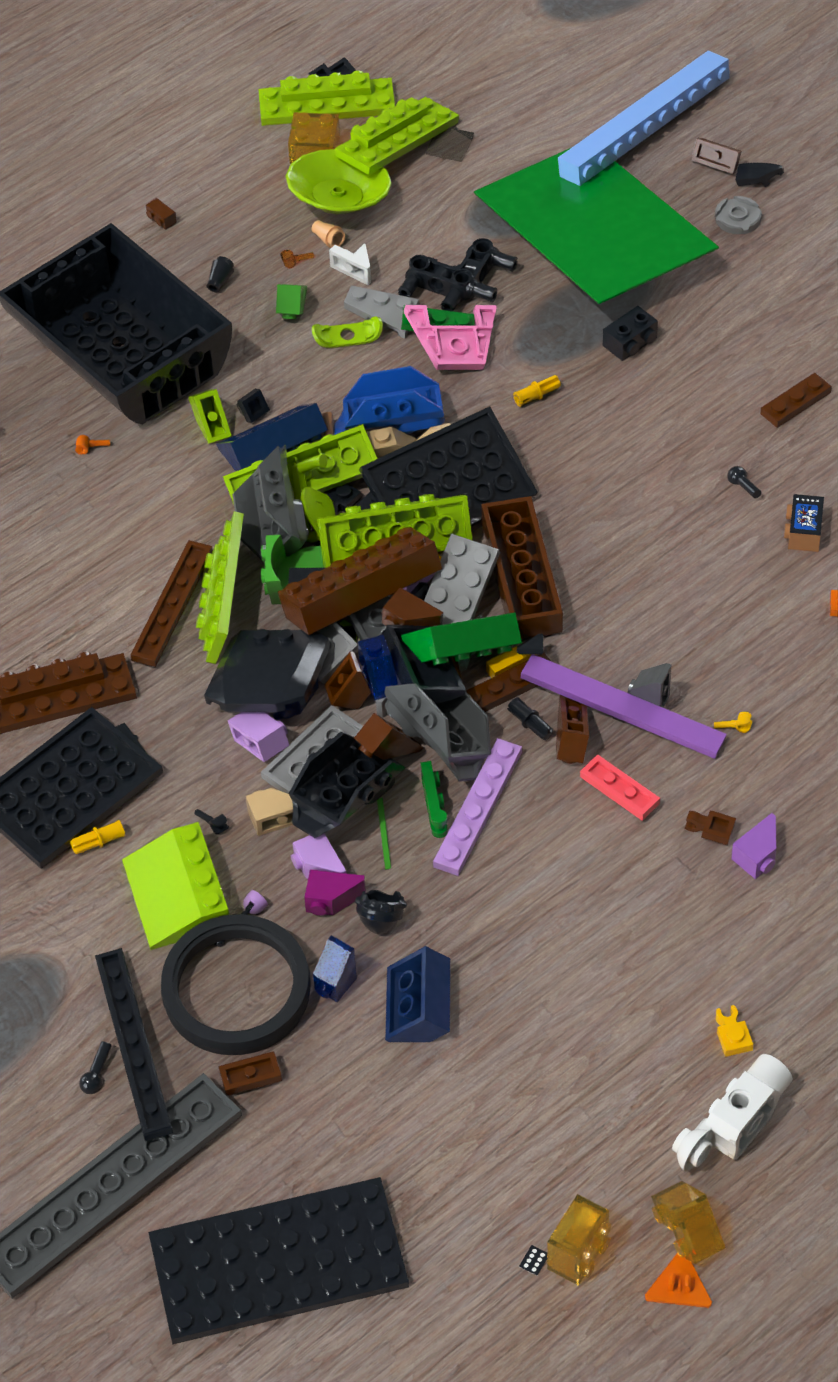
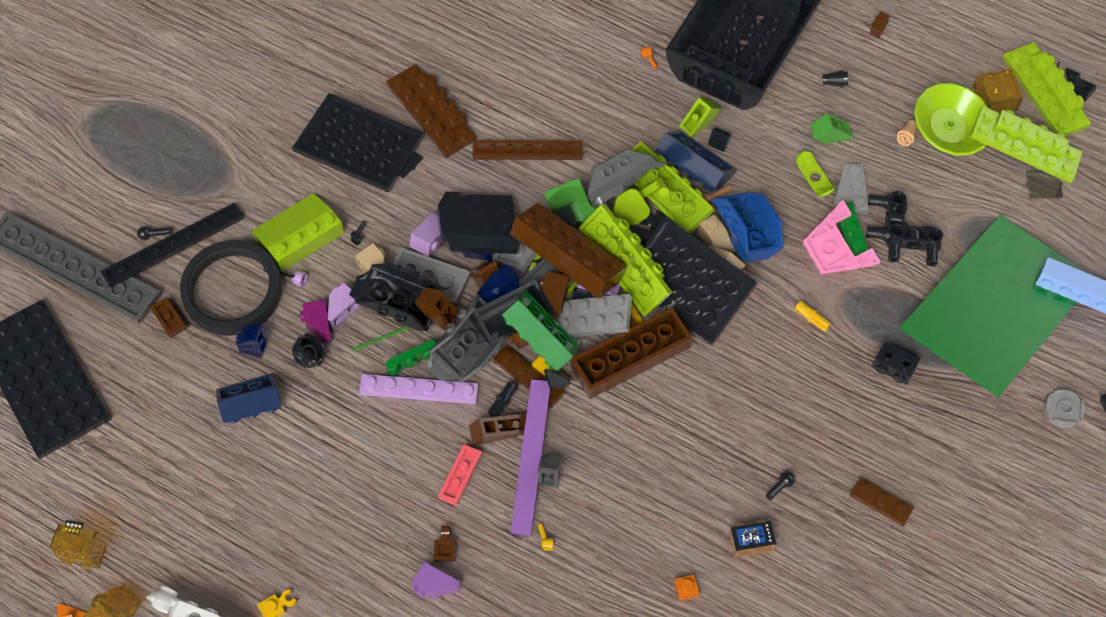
camera: 70 degrees right, 10 degrees up
(97, 837) = (324, 173): yellow axle -> none
(219, 588) = (542, 172): lime plate -> none
(290, 259) = (873, 120): clear orange hand -> none
(351, 264) = (885, 160): white slope -> none

